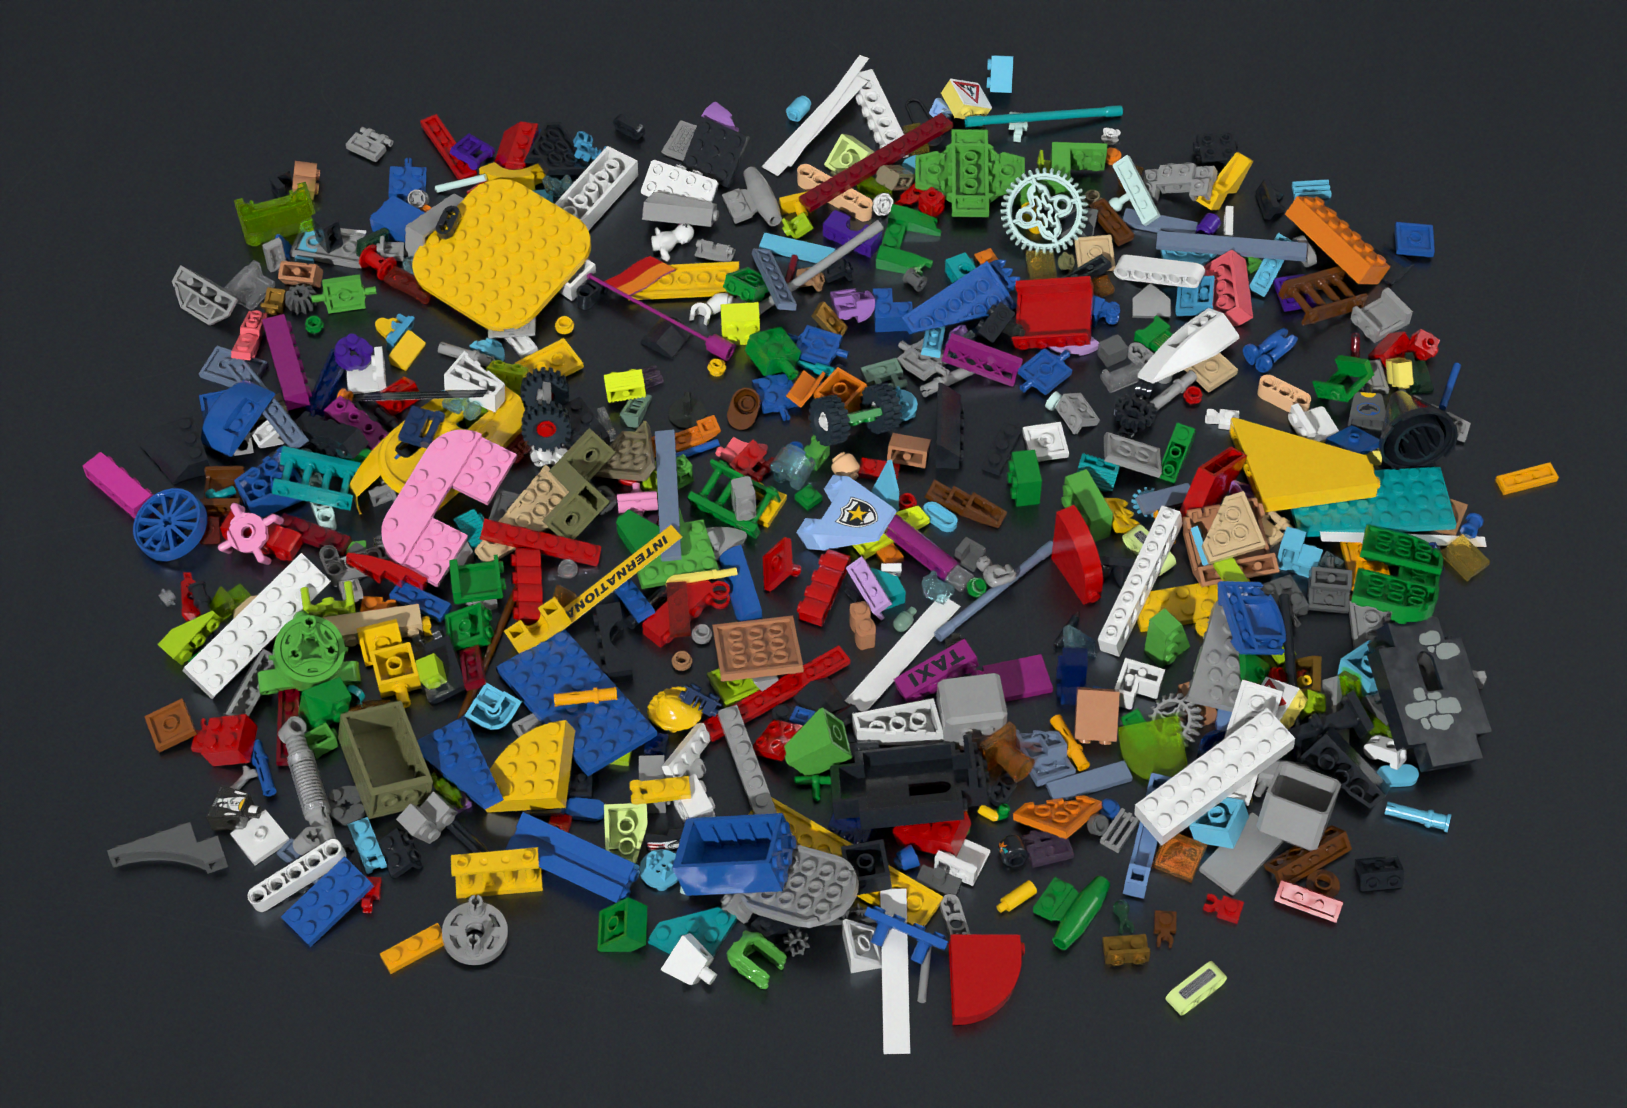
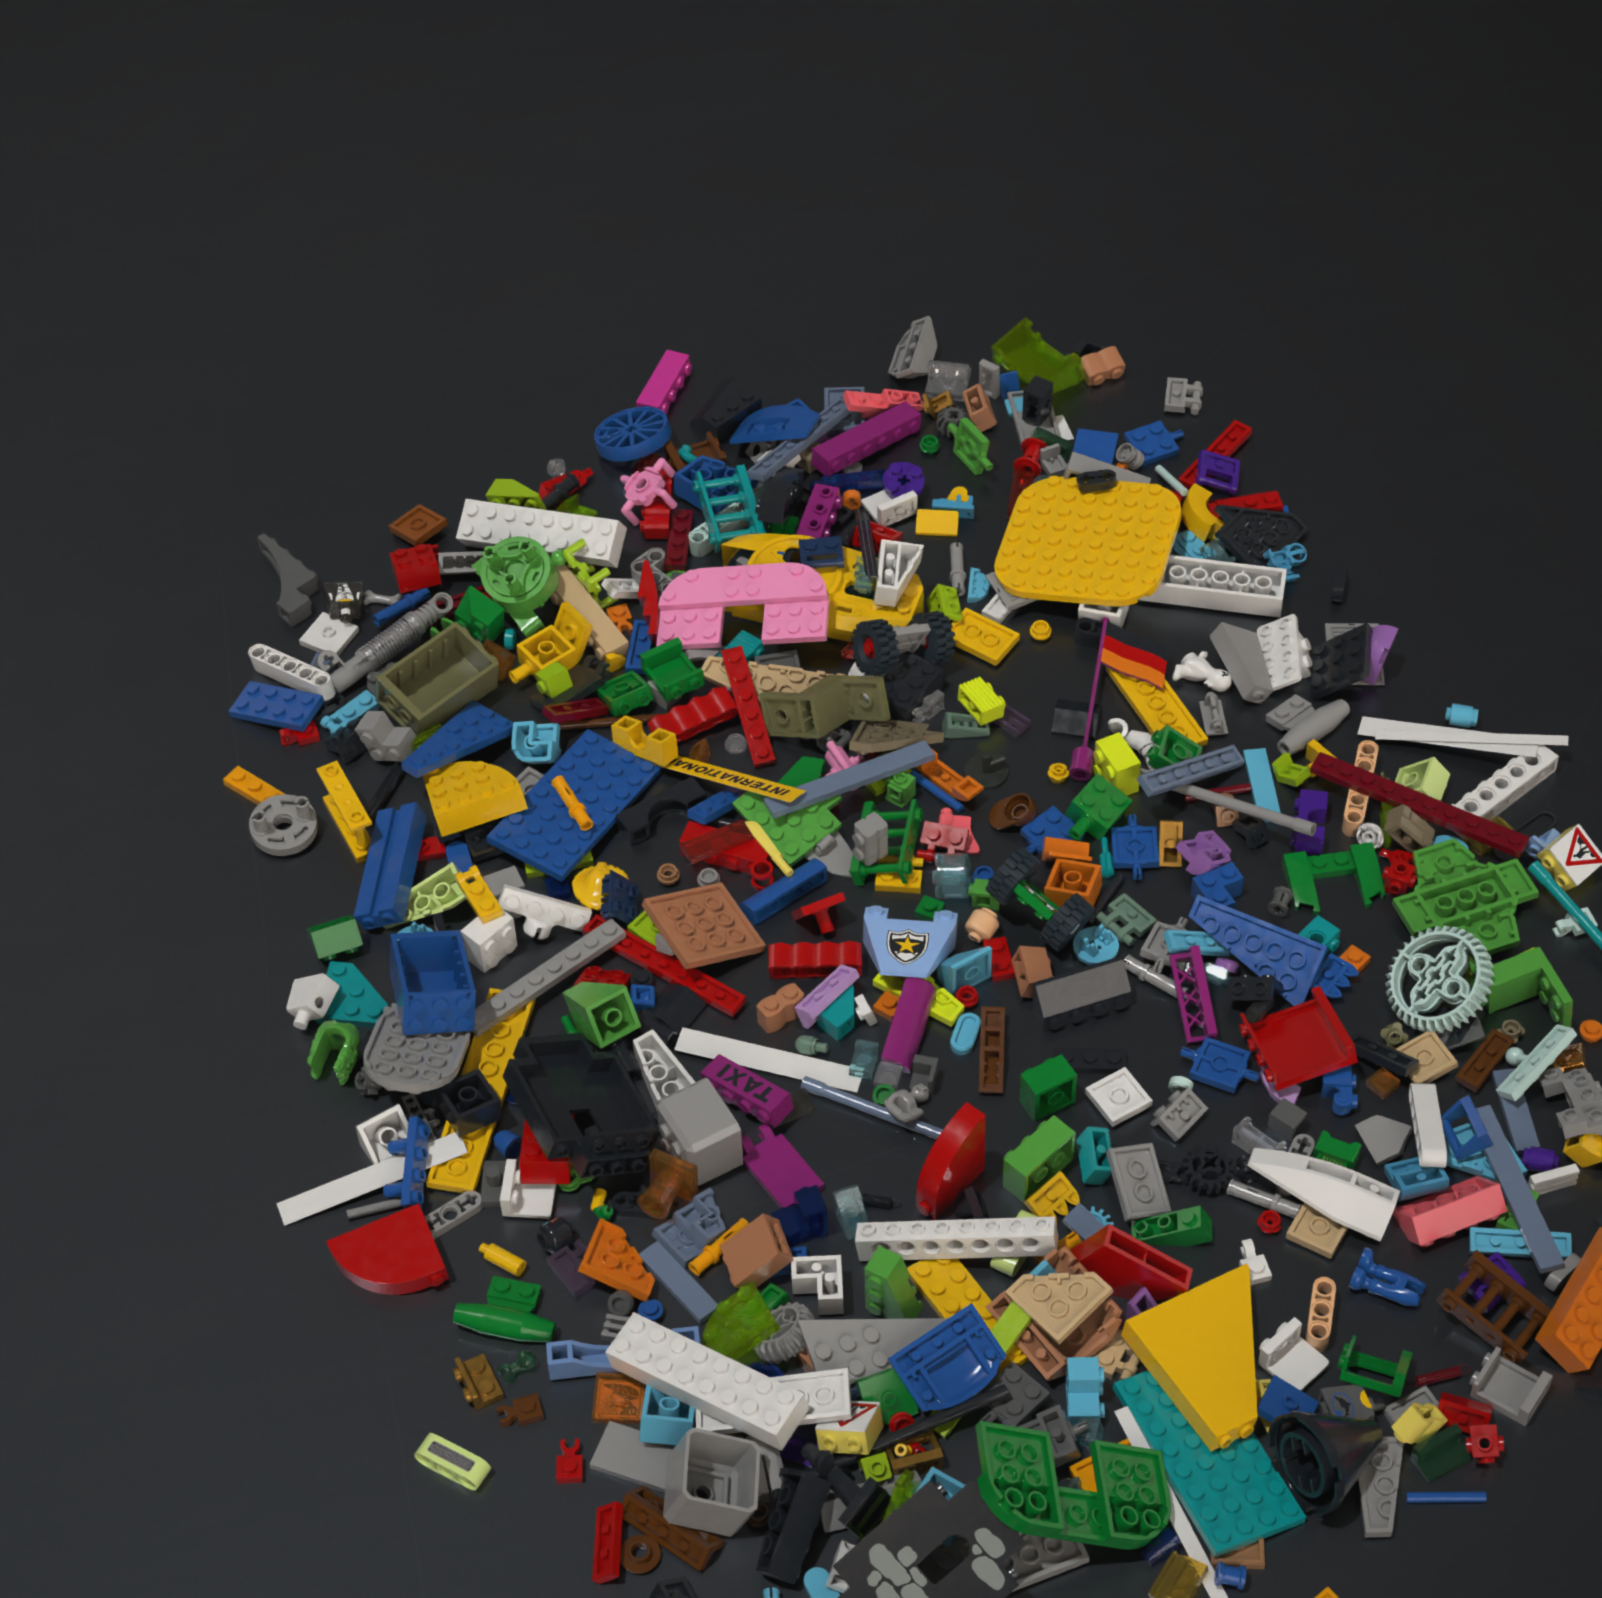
camera: 70 degrees right, 5 degrees down
(1040, 265) = (1371, 1013): clear yellow plate -> none
(1175, 240) = (1478, 1142): none -> blue tile

